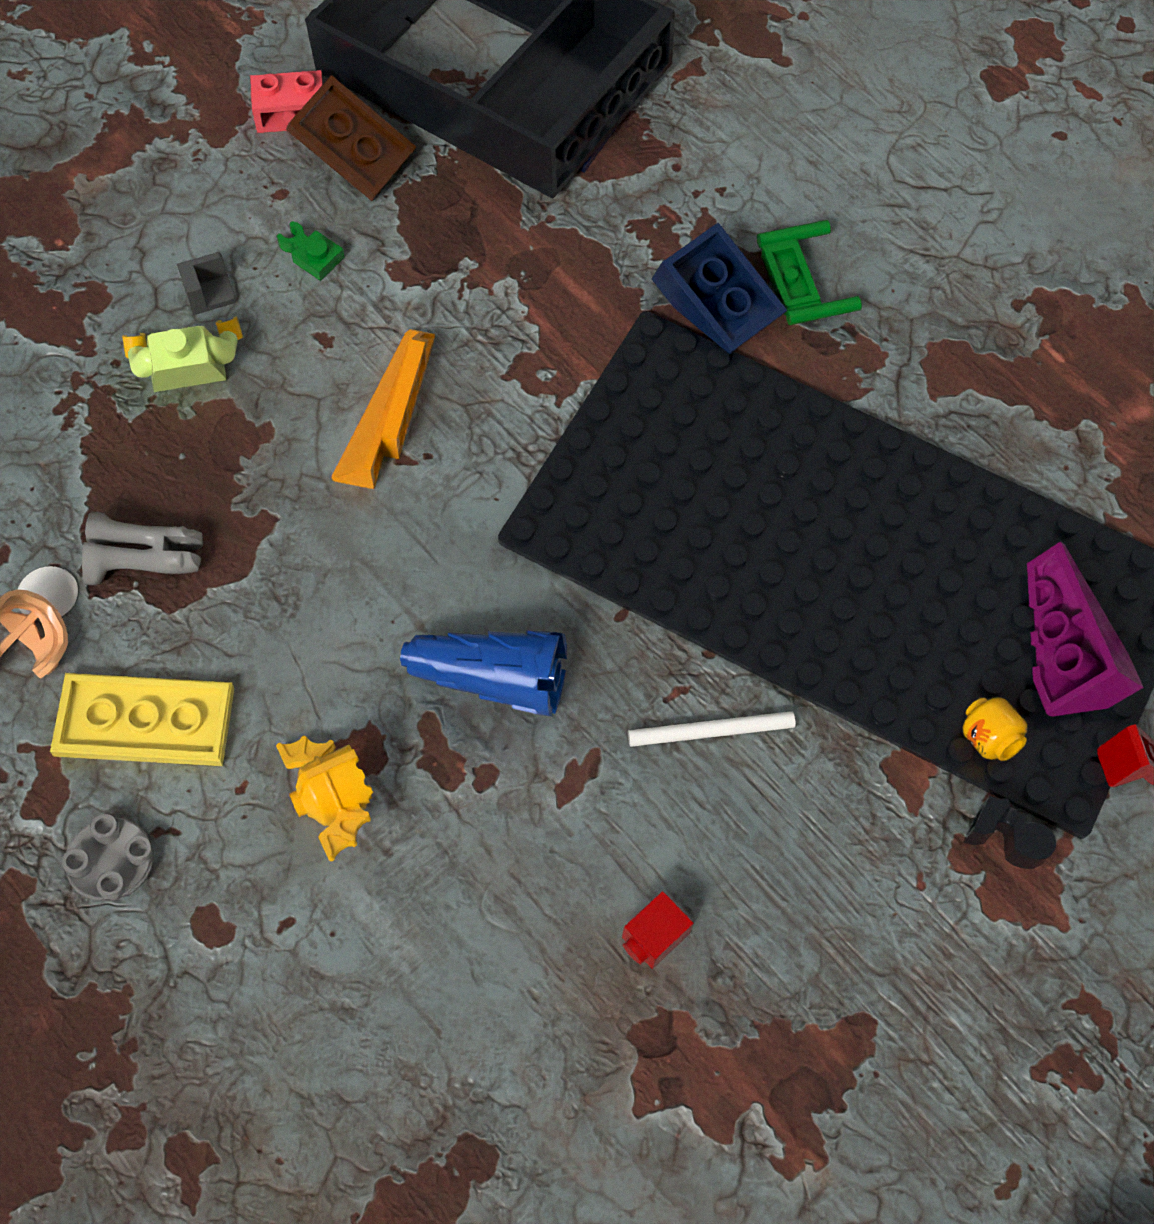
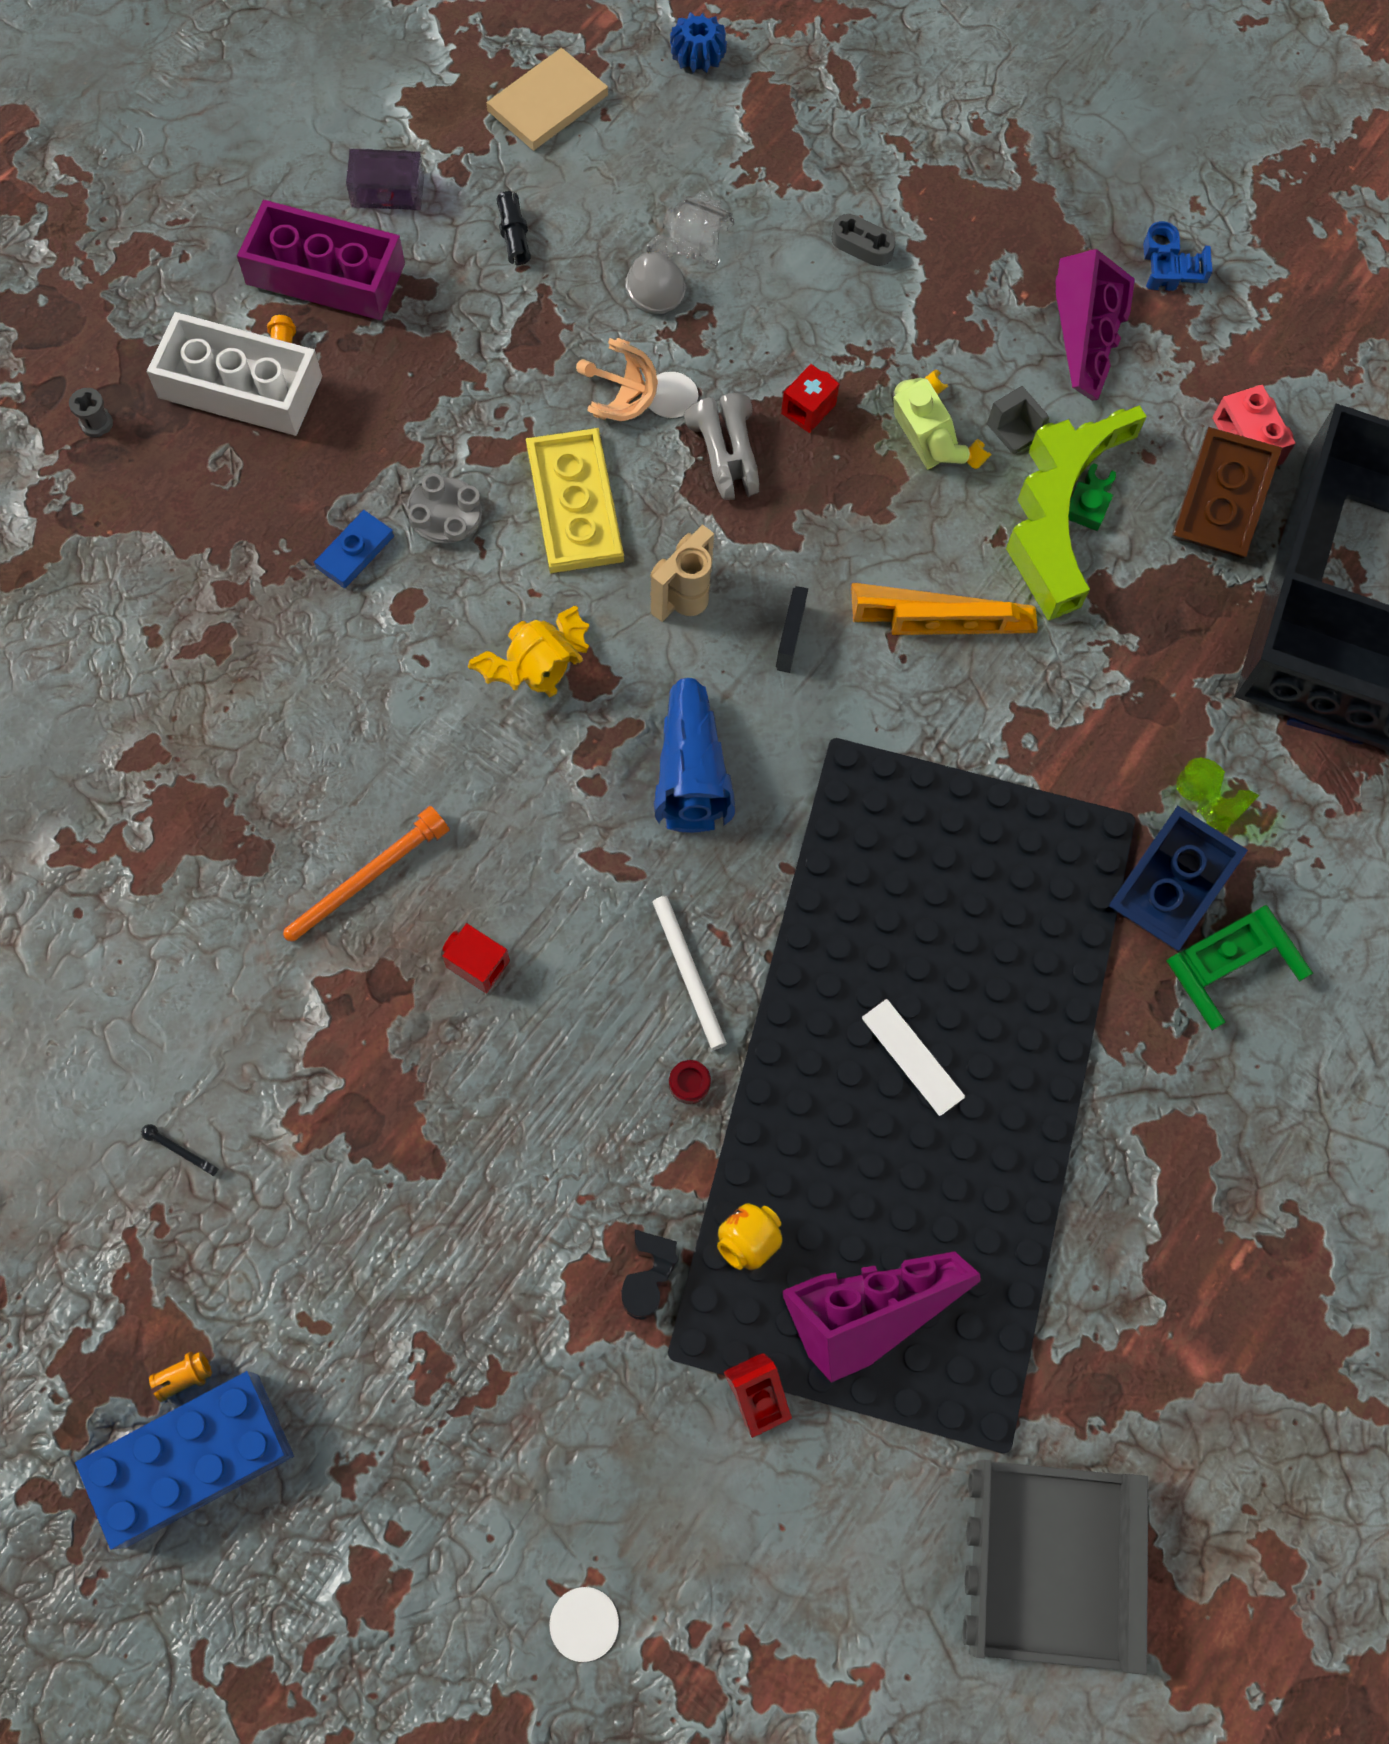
camera: 75 degrees right, 5 degrees up
(85, 111) = (1168, 266): none -> blue piece
(98, 184) = (1092, 304): none -> magenta wedge
(111, 457) = (810, 398): none -> red brick
(123, 971) = (354, 549): none -> blue plate
(289, 616) = (684, 578): none -> tan plate
(350, 299) = (1043, 542): none -> lime arch
(372, 541) = (791, 629): none -> black tile
(494, 952) = (427, 827): none -> orange piece
(632, 245) = (1202, 783): none -> clear neon green leg
(823, 754) = (689, 1082): none -> dark red tile
(839, 550) = (913, 1057): none -> white sticker

